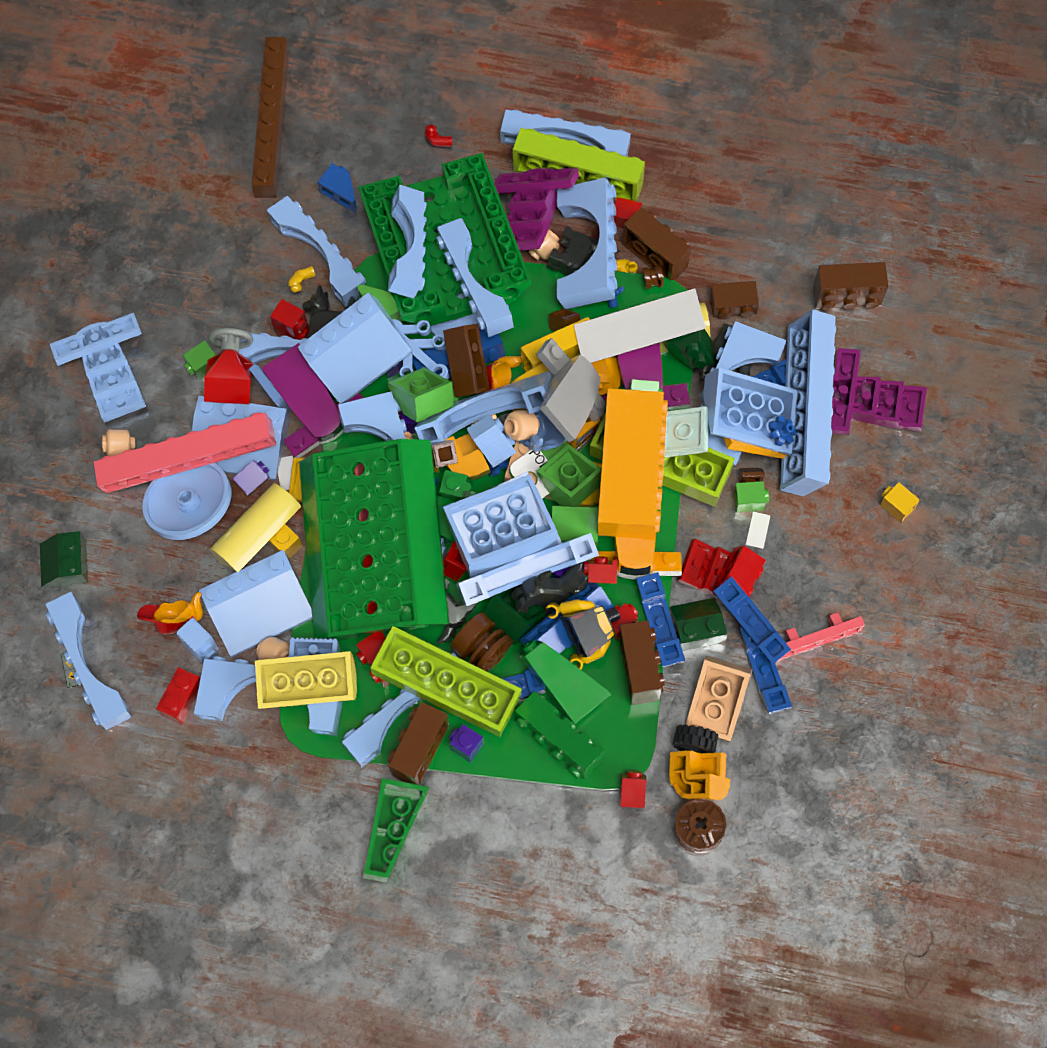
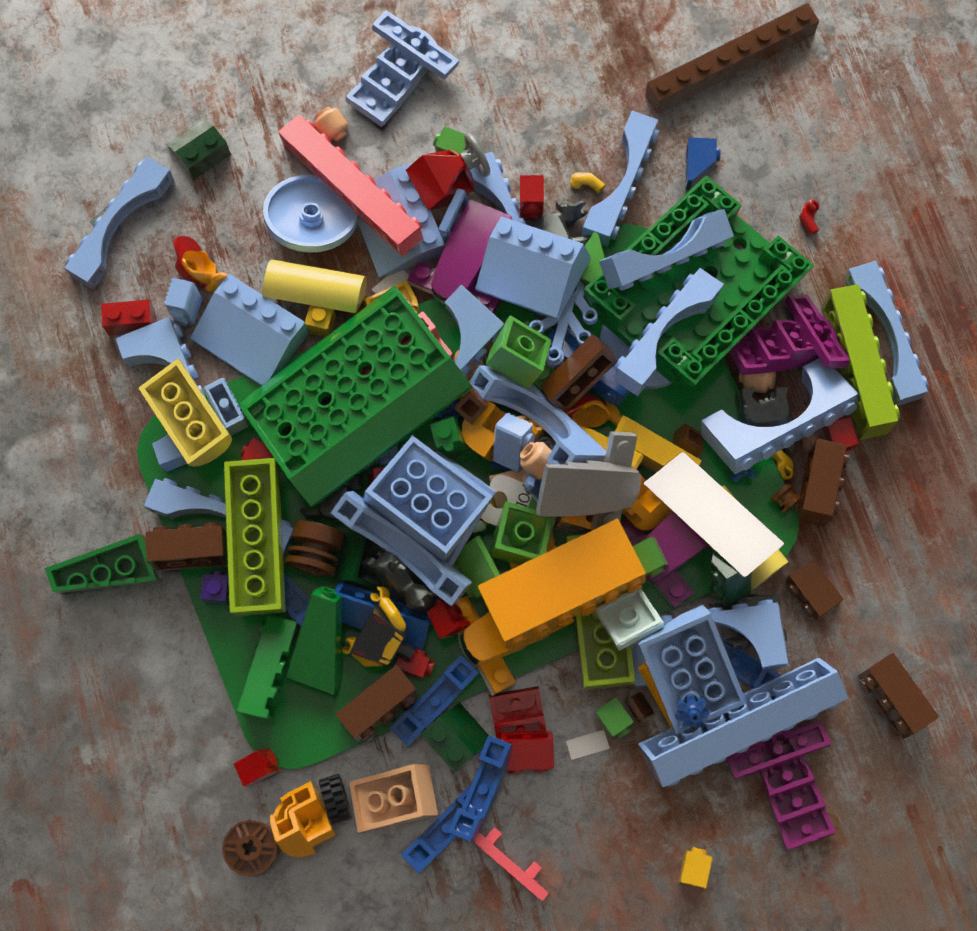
camera: 60 degrees right, 5 degrees up
(252, 476) = (364, 255): brick -> none
(272, 648) = (209, 370): light nougat head -> none

